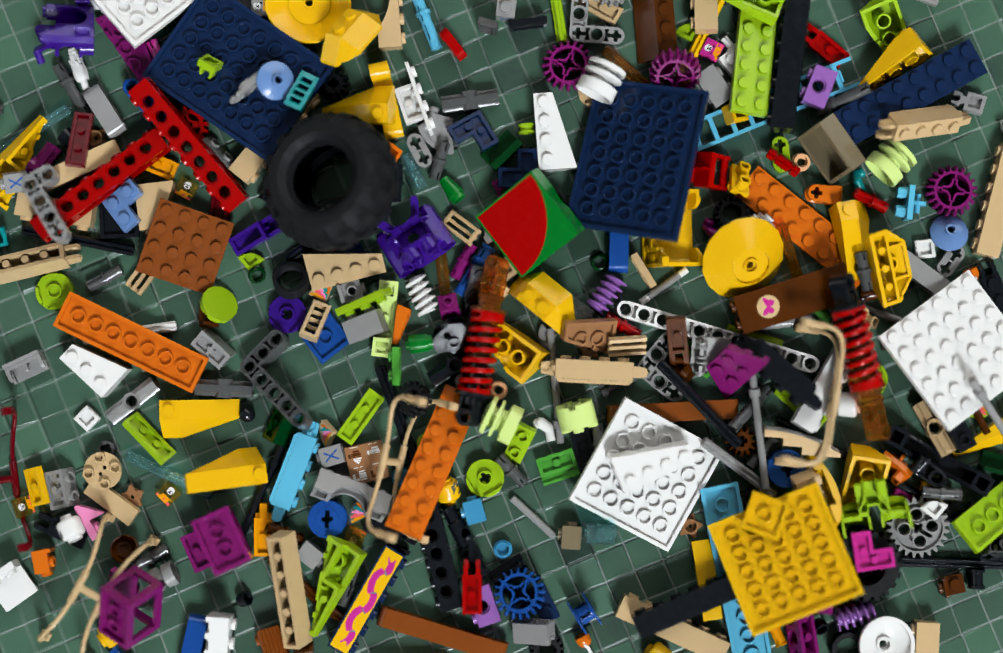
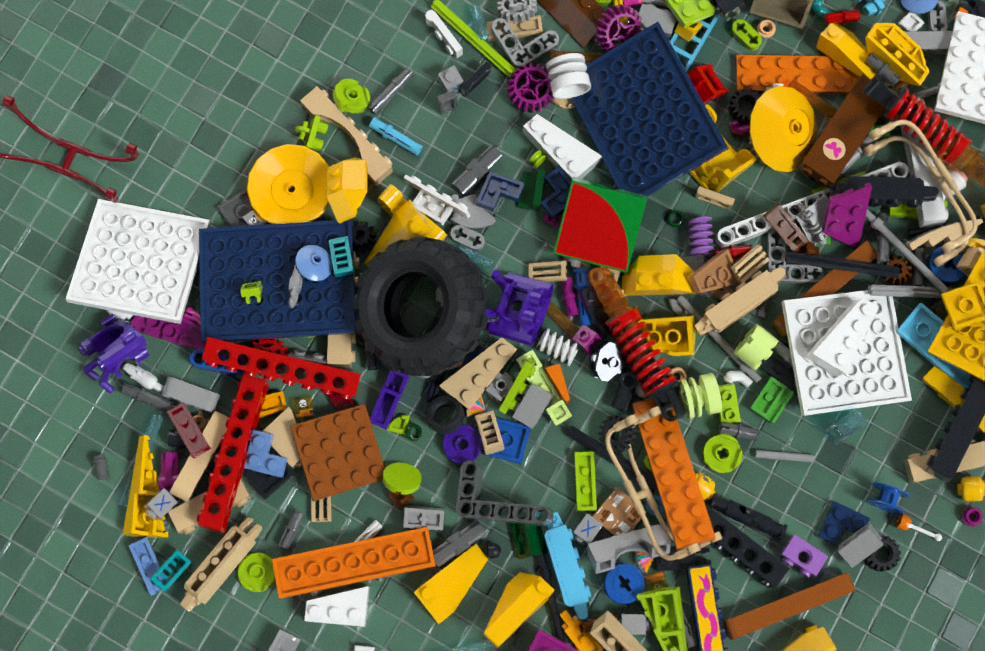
camera: 40 degrees left, 10 degrees down
(48, 207) = (207, 499): light grey beam -> none
(88, 242) = (252, 512): black axle -> none
(123, 408) = (388, 624): light grey piece -> none
(149, 438) = (427, 632): lime plate -> none
(327, 432) = (568, 515): tan tile -> none
(395, 374) = (585, 421): bright green plate -> none
(419, 343) = (586, 386): green brick -> none
(439, 160) = (489, 233): dark grey pin -> none
(452, 44) = (429, 137): red beam -> none
(452, 190) = (519, 249): green cone -> none
(472, 589) = (786, 547): red hinge -> none
(473, 510) = (734, 486): dark azure brick -> none
(502, 549) = (781, 500): dark azure plate -> none
(514, 601) = (817, 525): blue gear -> none
(515, 562) = (800, 514): black hinge -> none
(570, 535) = (826, 447): dark tan brick -> none
(618, 253) = (683, 198): blue beam -> none
(664, 285) = (739, 198): light grey bar -> none
(695, 526) = (915, 364): medium nougat plate -> none
(739, 179) = (732, 73): yellow hips -> none
(783, 162) = (754, 37): red axle -> none
(827, 194) = (803, 39): orange piece -> none

